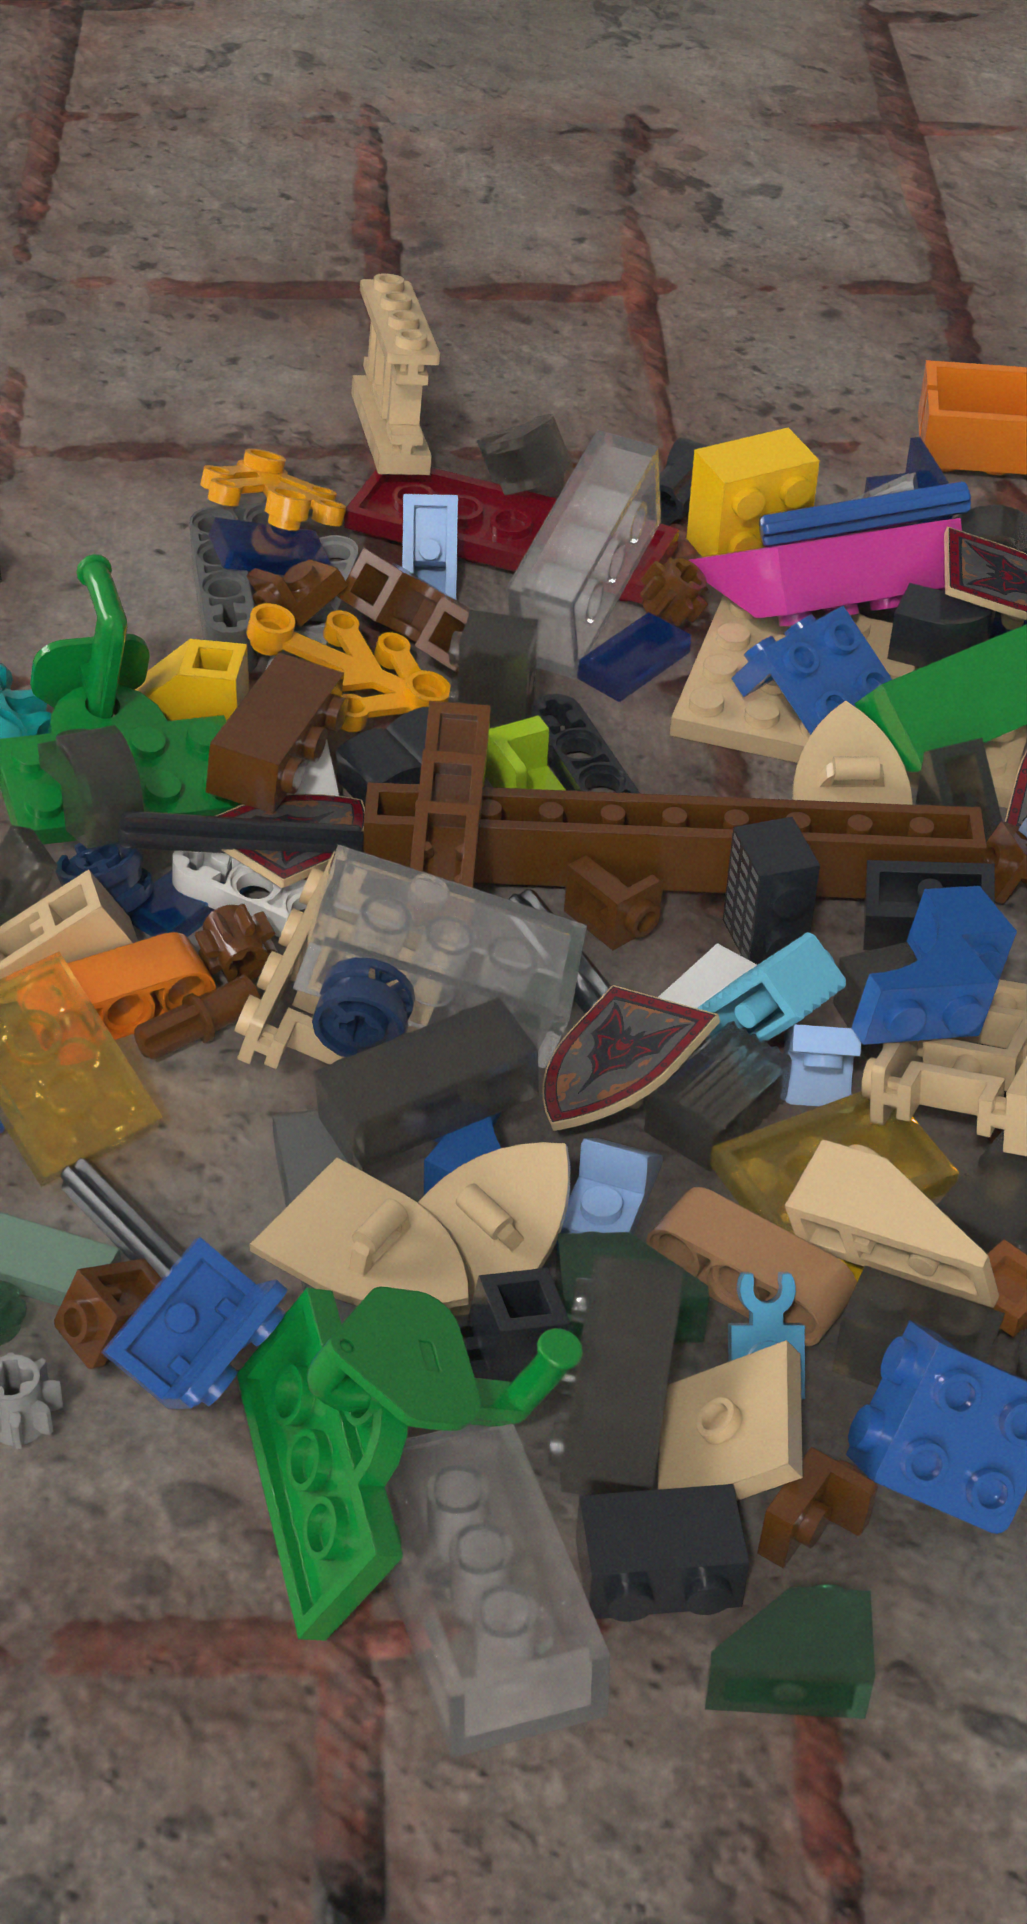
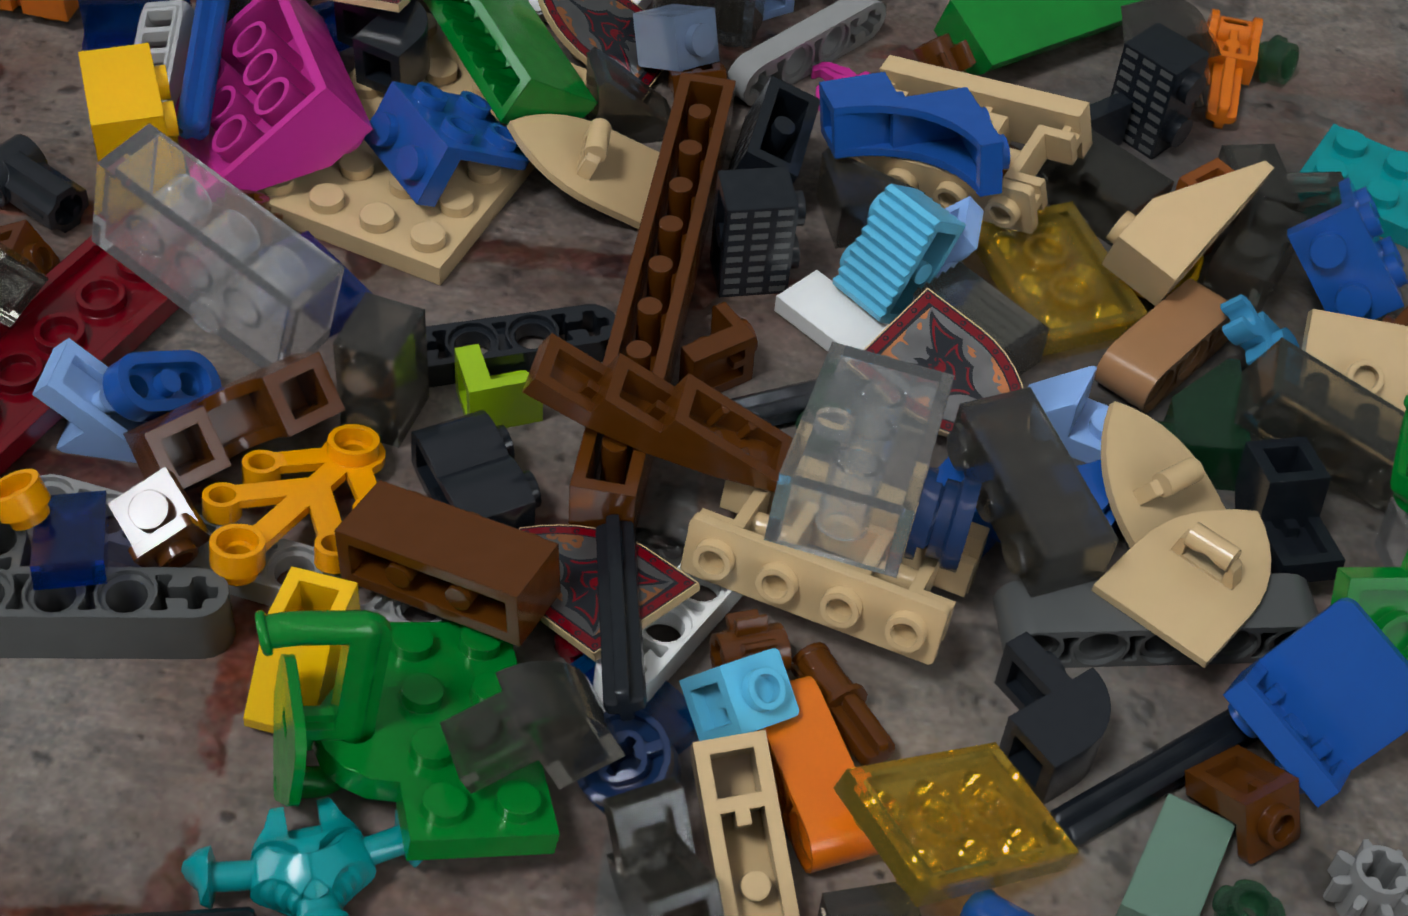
camera: 85 degrees left, 5 degrees up
(159, 913) = (740, 696): none -> medium azure bracket
(187, 1166) = (1057, 721): none -> black brick
(461, 572) = (157, 382): none -> blue plate

